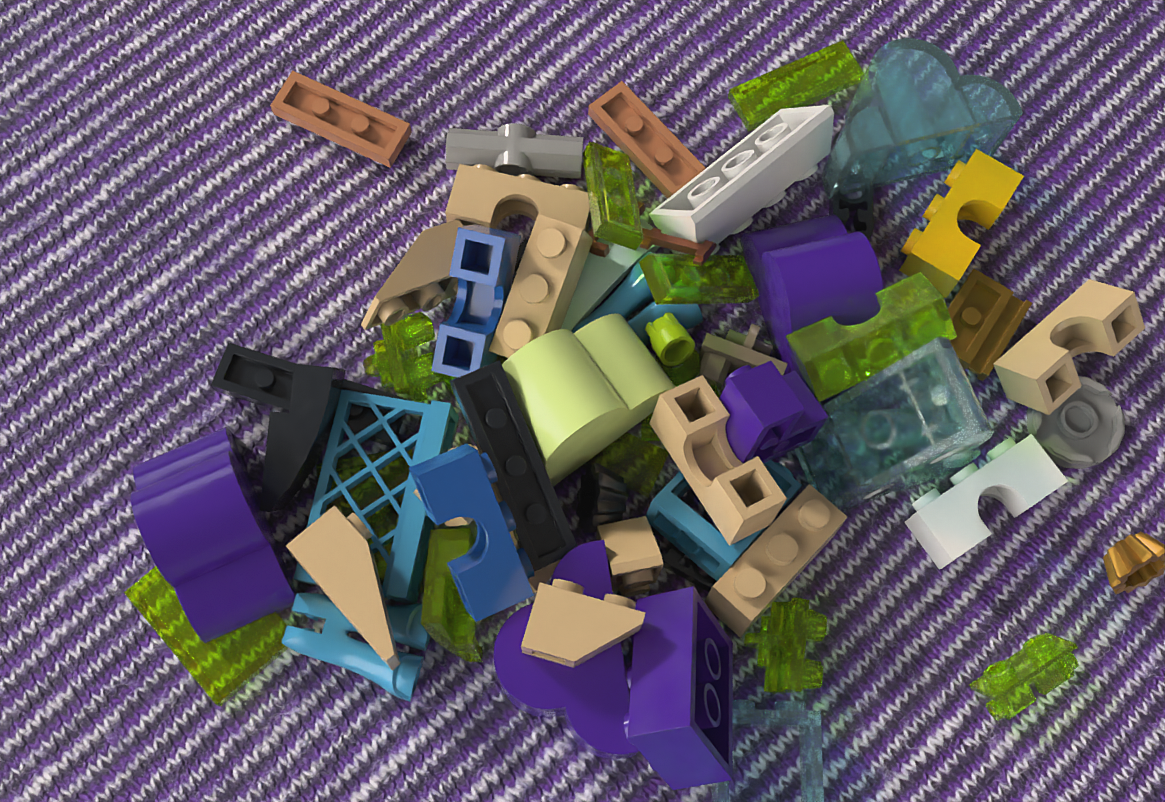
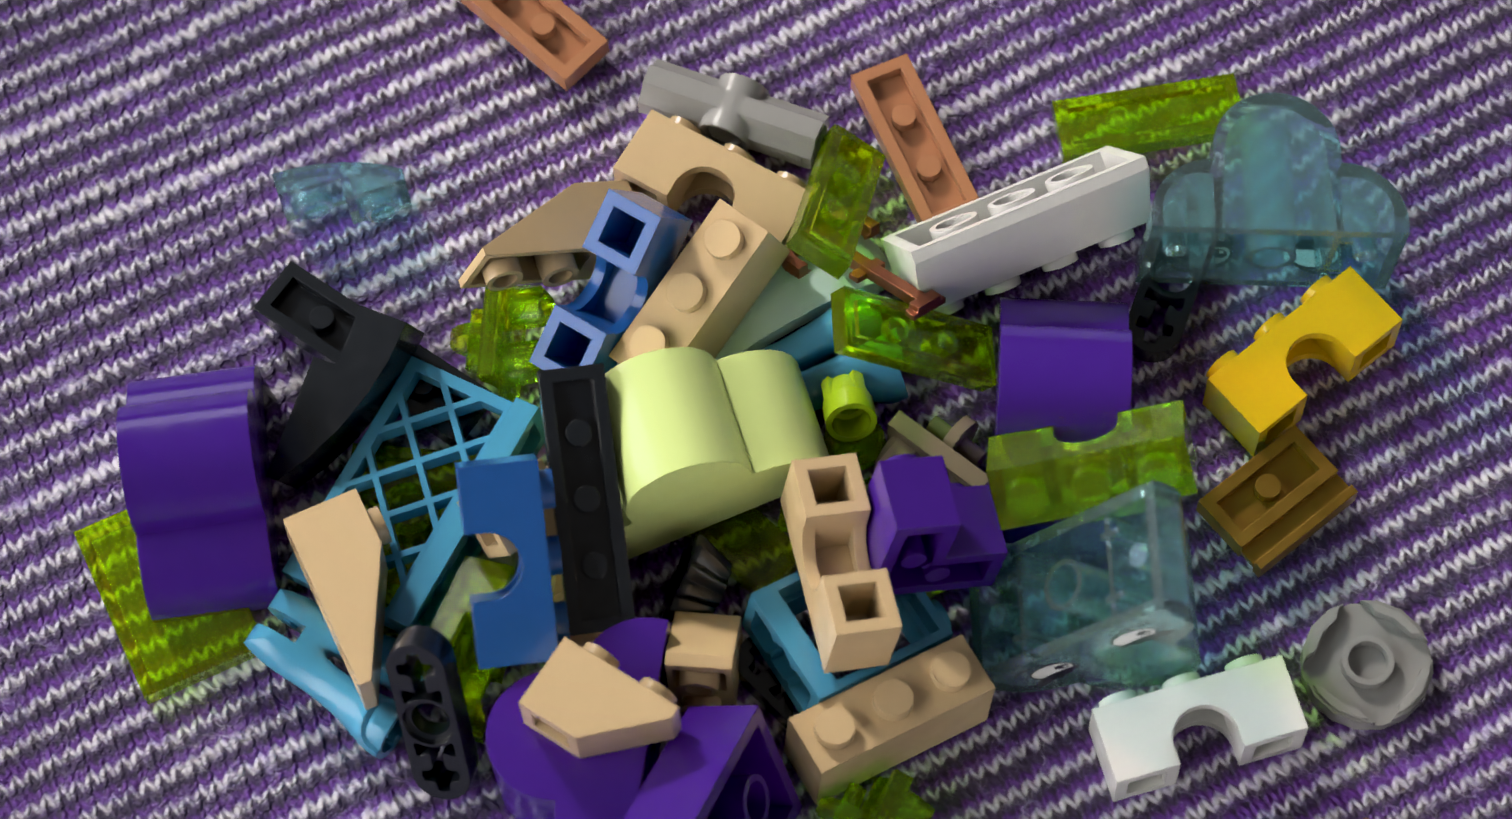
camera: 25 degrees right, 5 degrees down
(268, 274) = (368, 189): none -> clear light blue slope
(448, 642) = (441, 688): none -> black beam
(1041, 365) = (1423, 536): tan arch -> none

